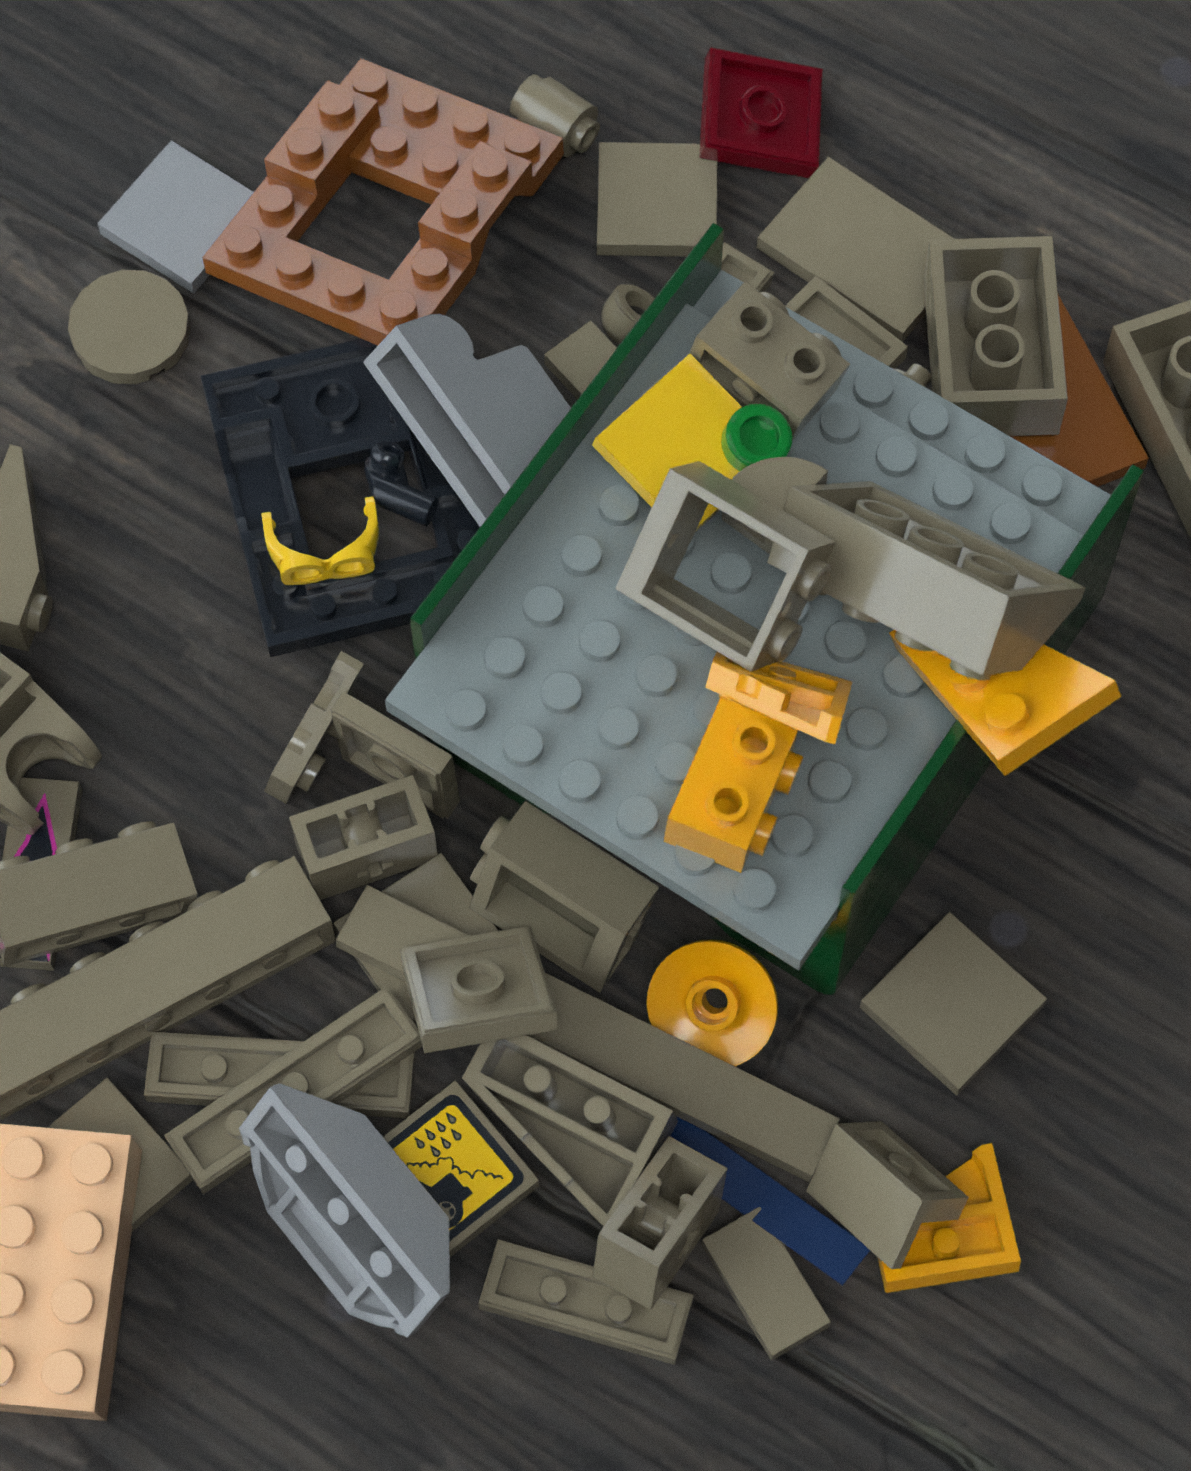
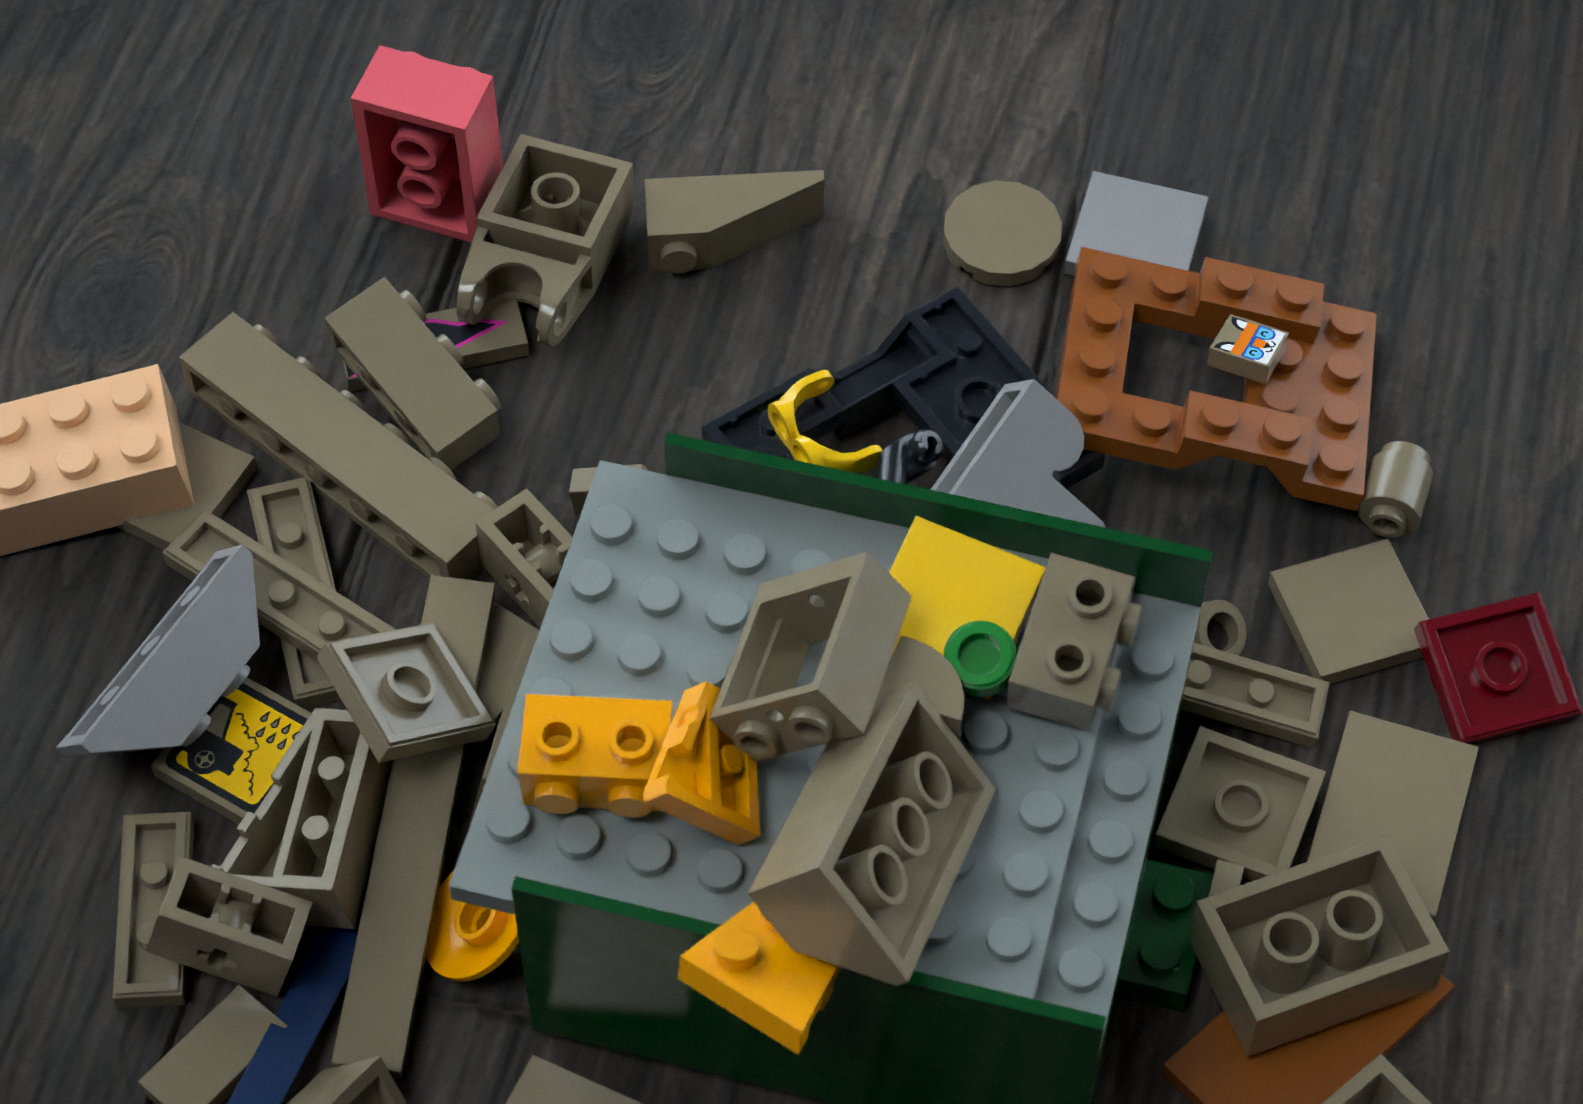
camera: 70 degrees right, 10 degrees down
(386, 162) = (1247, 349): none -> tile

